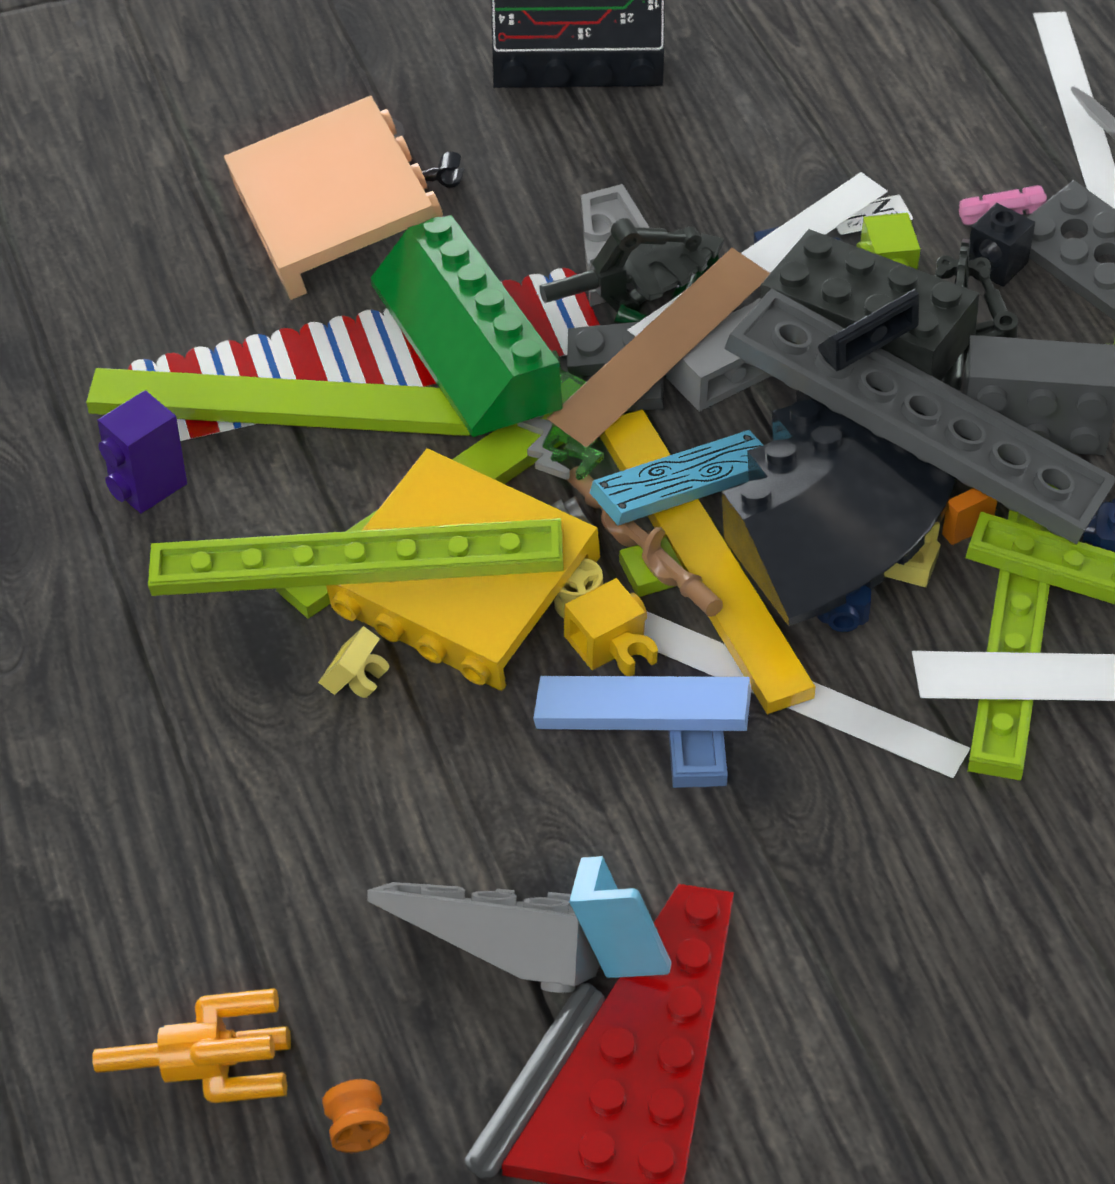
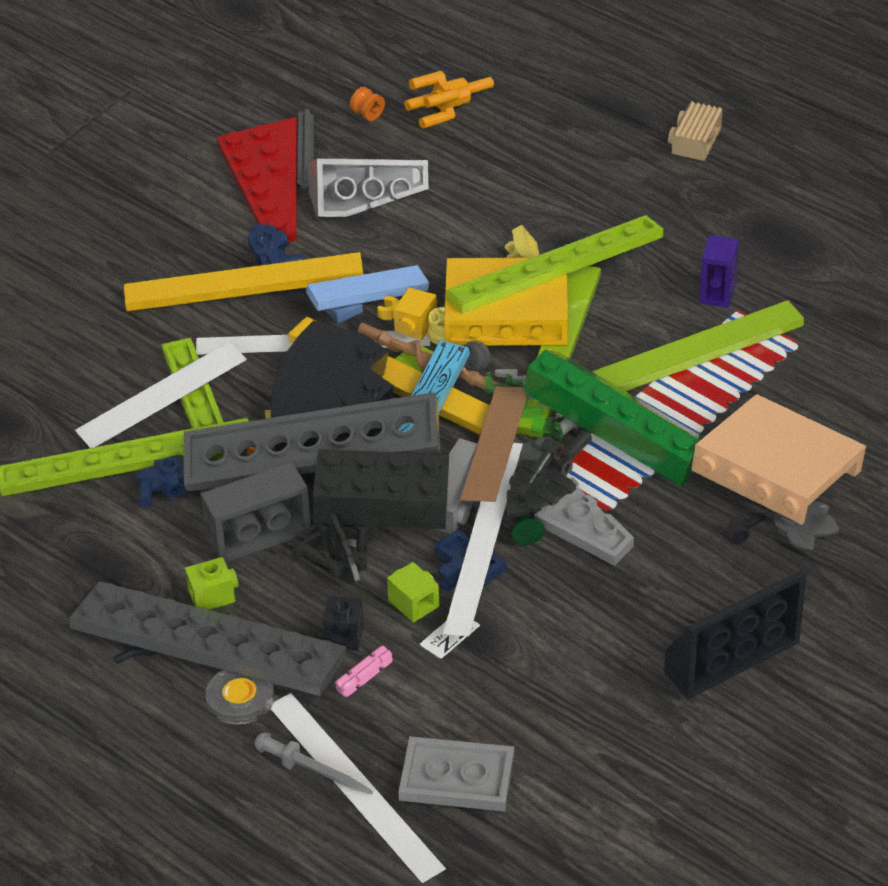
camera: 150 degrees right, 5 degrees down
(616, 924) = (301, 174): medium azure panel -> none
(747, 860) = (269, 244): none -> dark blue piece
(830, 823) = (240, 281): none -> yellow tile
(872, 332) = (357, 426): black slope -> none
(969, 65) = (457, 773): none -> light grey plate

